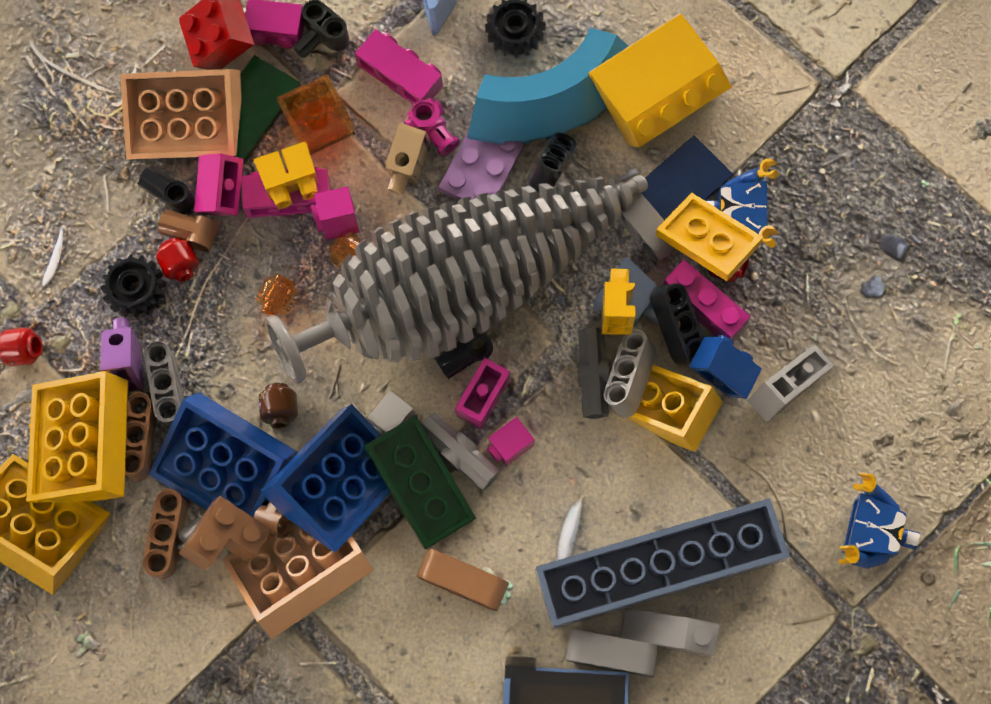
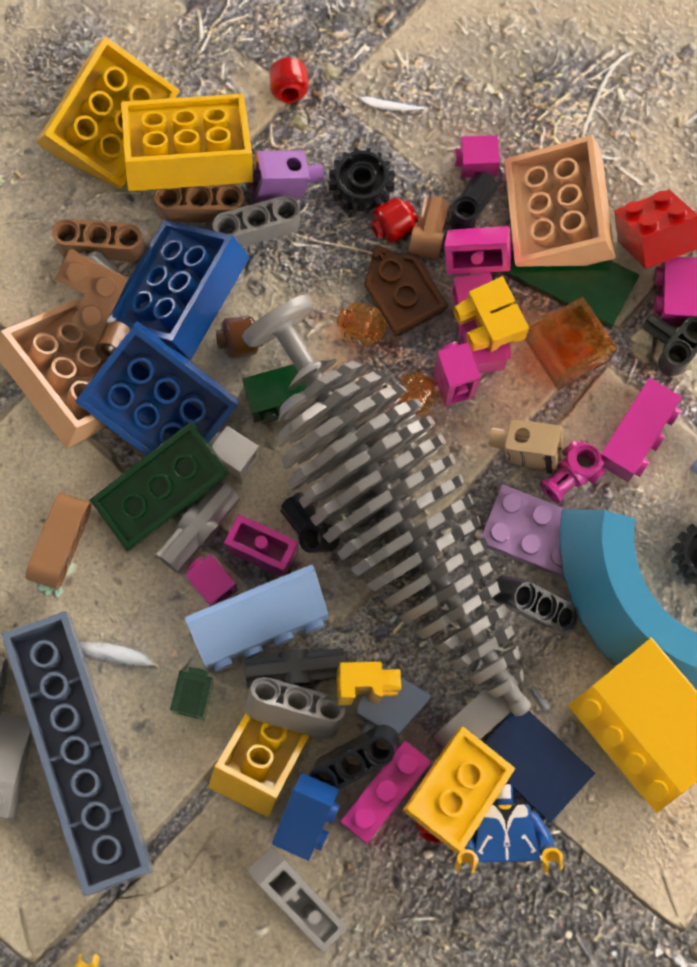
camera: 80 degrees right, 0 degrees up
(121, 180) = (478, 155): none -> dark pink brick
(244, 259) = (402, 290): none -> reddish brown tile
(337, 374) = (268, 392): none -> dark green brick
(551, 397) = (258, 619): none -> light blue slope
(612, 462) = (192, 693): none -> clear green brick

